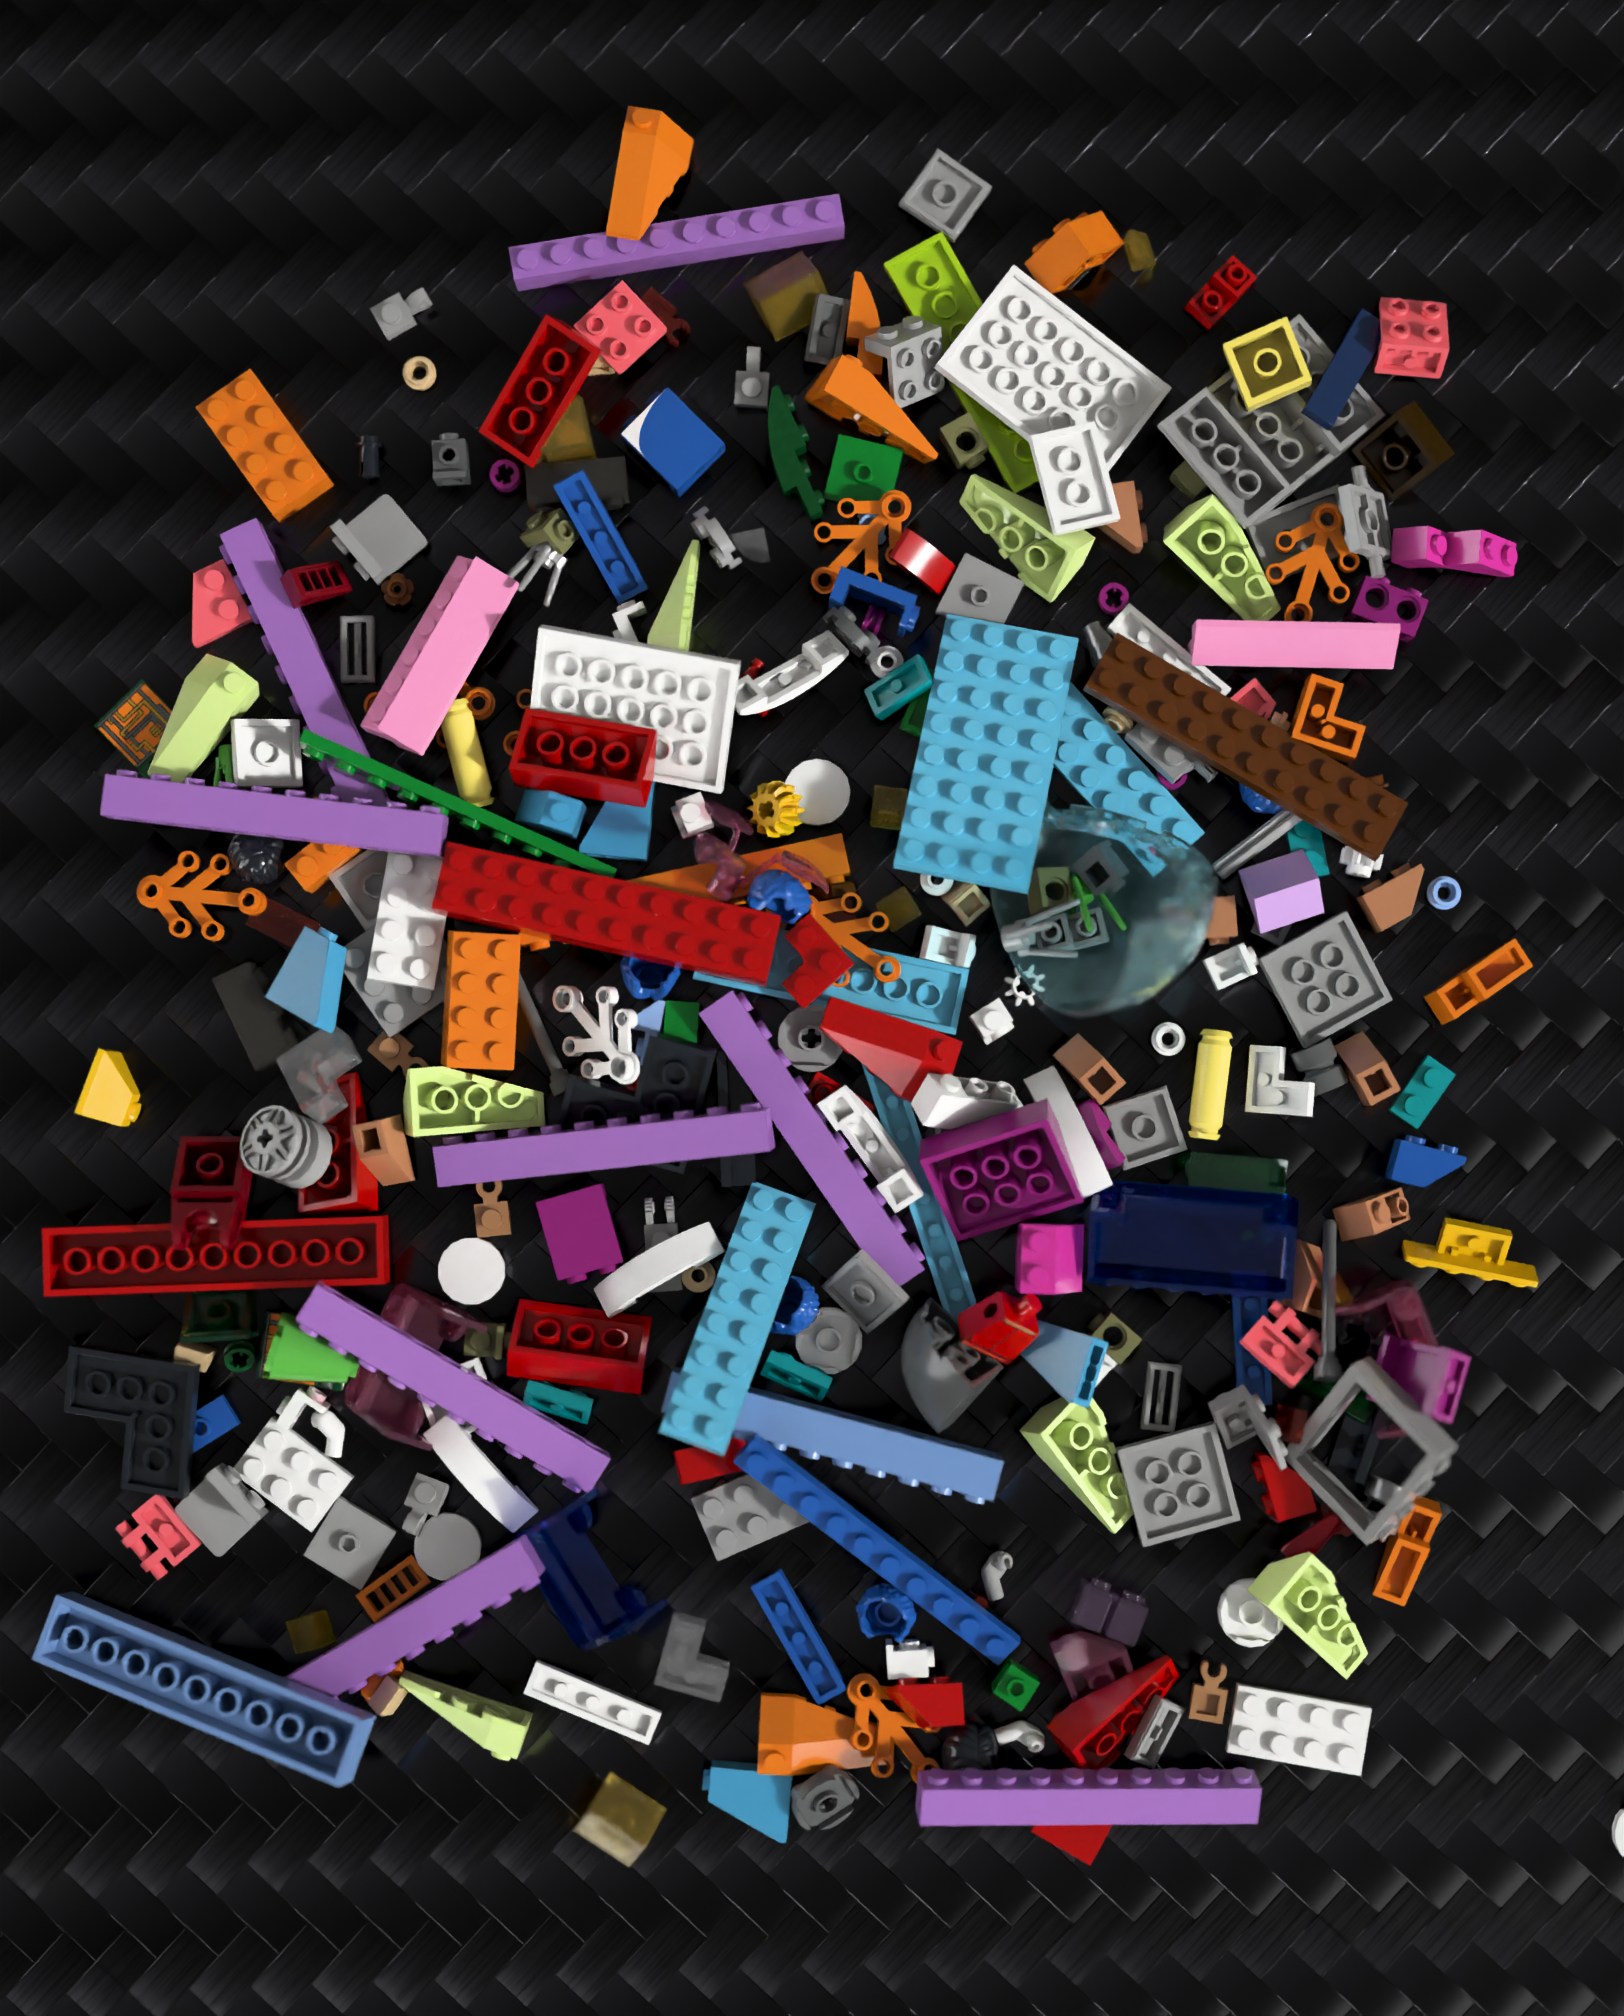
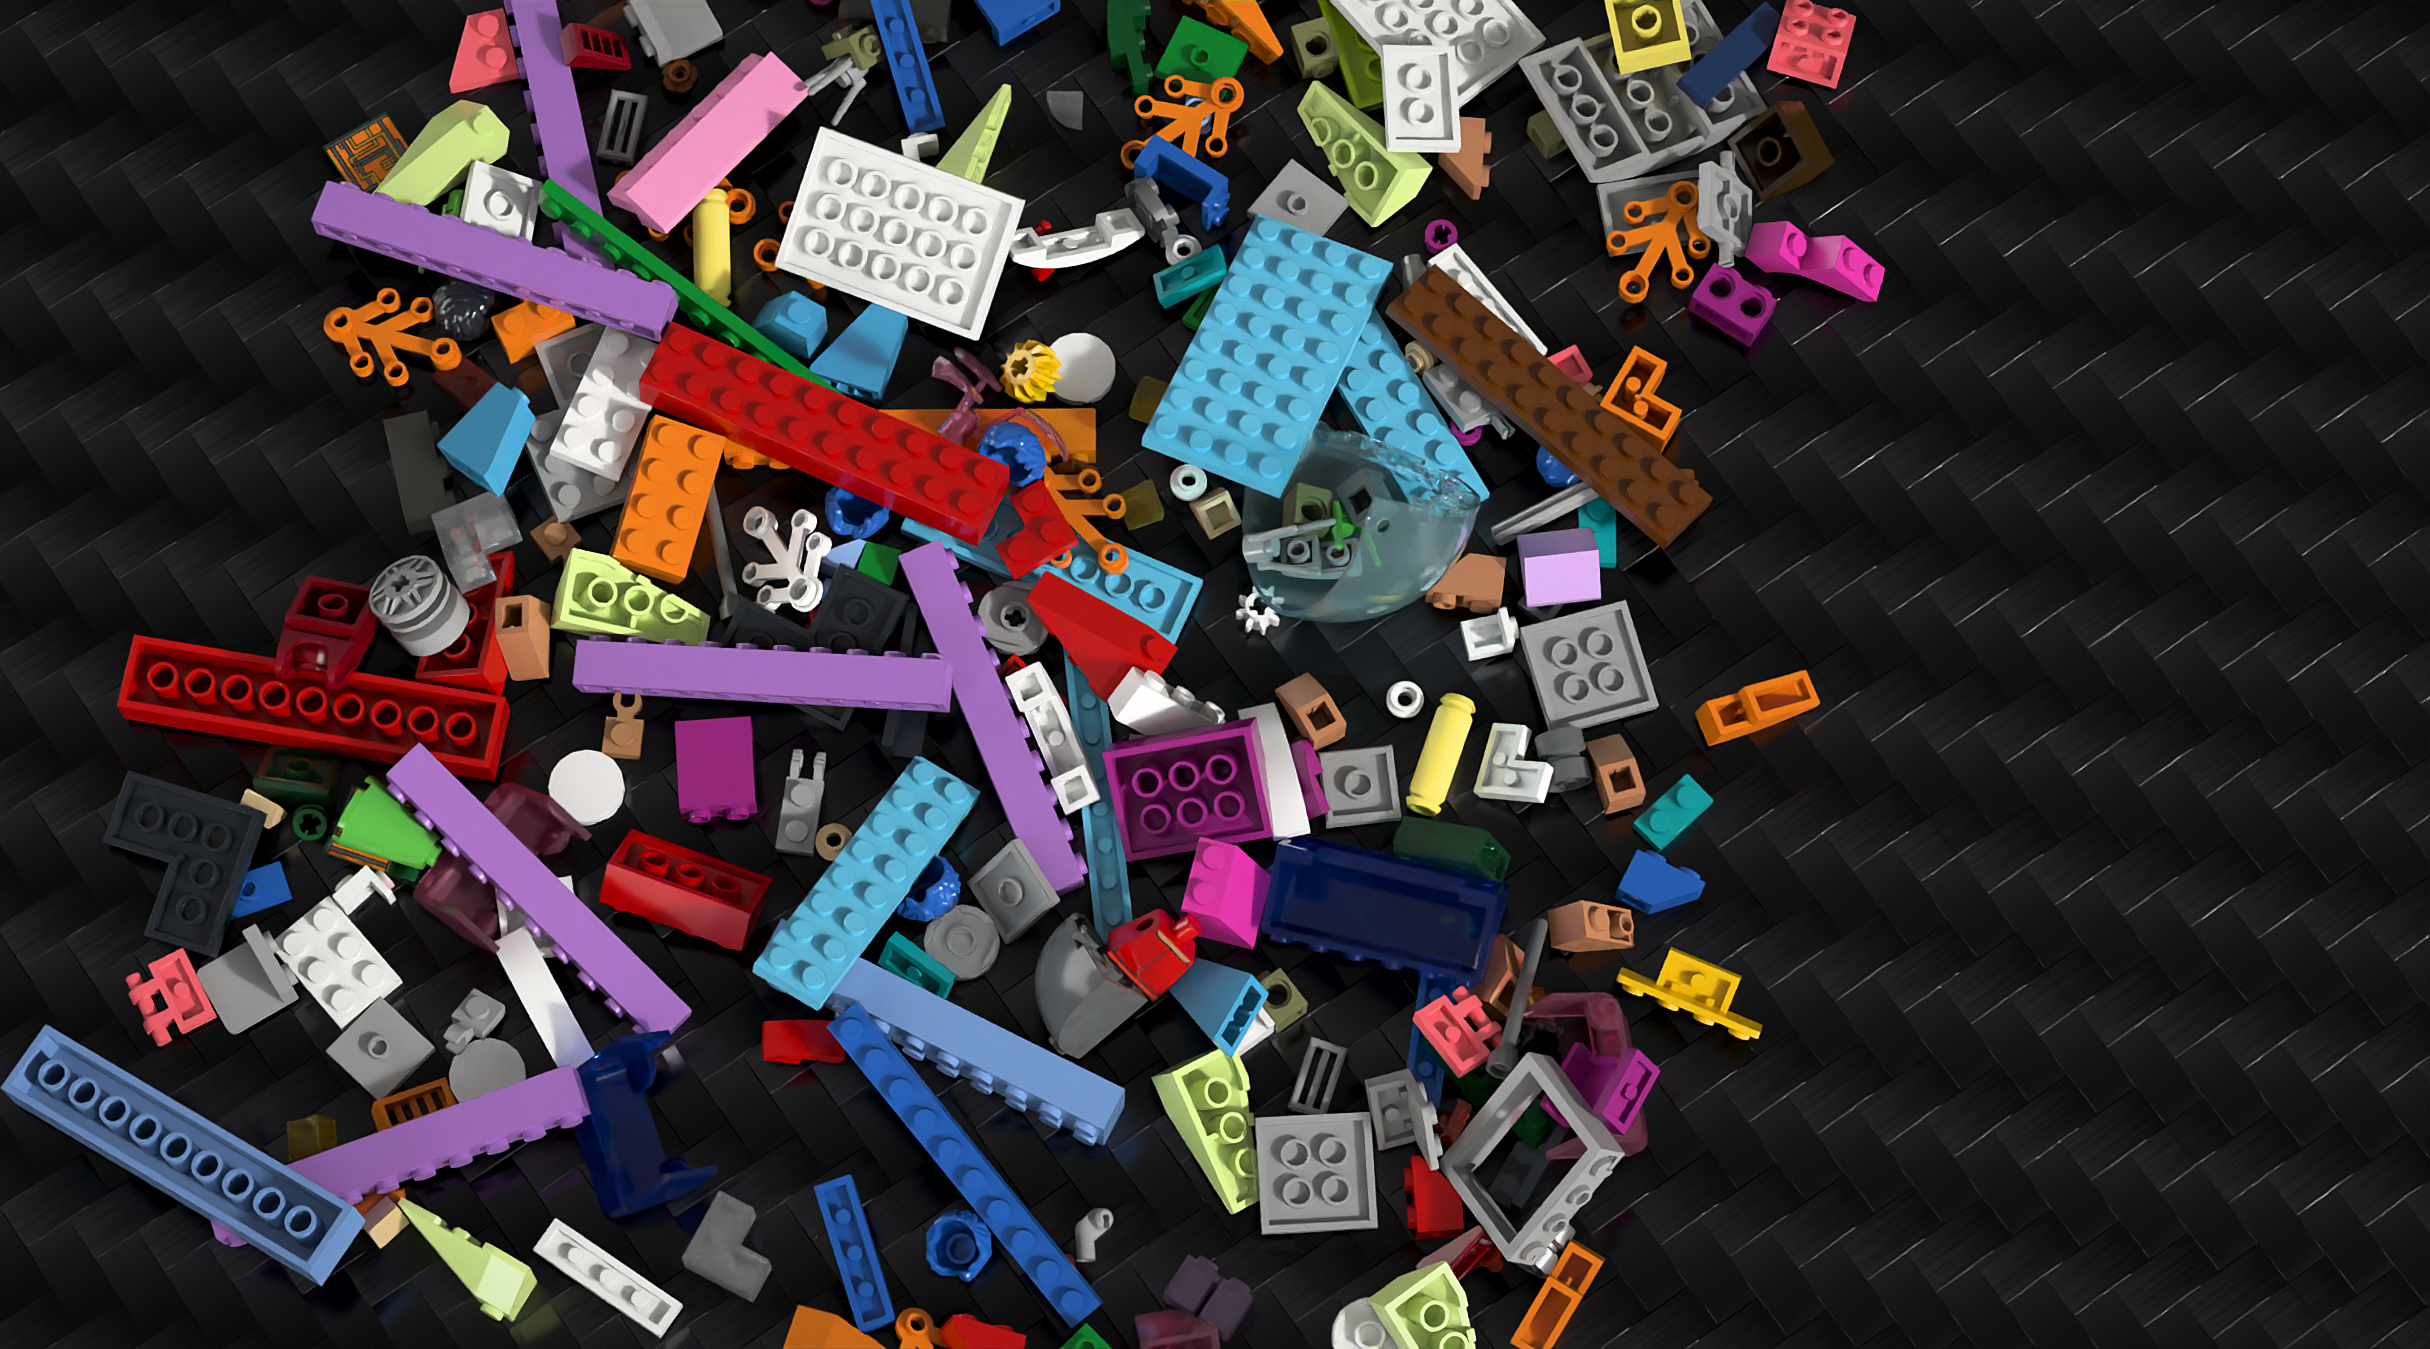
camera: 10 degrees right, 15 degrees down
(110, 1091) = (241, 514): yellow slope -> none
(332, 1429) = (392, 923): white arm -> none
(489, 1344) = (584, 863): olive bracket -> none
(547, 1398) = (650, 942): teal plate -> none
(584, 757) = (839, 271): red slope -> none
(657, 1266) = (788, 817): white slope -> none
(691, 815) = (936, 347): white brick -> none
(716, 537) = (1025, 77): light grey plate -> none
(743, 1515) = (829, 1109): light grey plate -> none
(874, 618) = (1181, 203): magenta bush -> none
(908, 1659) = (973, 1299): white brick -> none
(922, 561) = (1244, 154): slope -> none
(948, 947) = (1184, 551): white bracket -> none
(992, 1021) = (1216, 638): white brick -> none
(1220, 554) = (1562, 210): yellowish green wedge -> none
(1294, 644) = (1622, 312): bright pink slope -> none
(1358, 864) = (1651, 556): white gear -> none
(1392, 900) = (1677, 601): nougat slope -> none
(1453, 888) = (1737, 598): light blue plate -> none

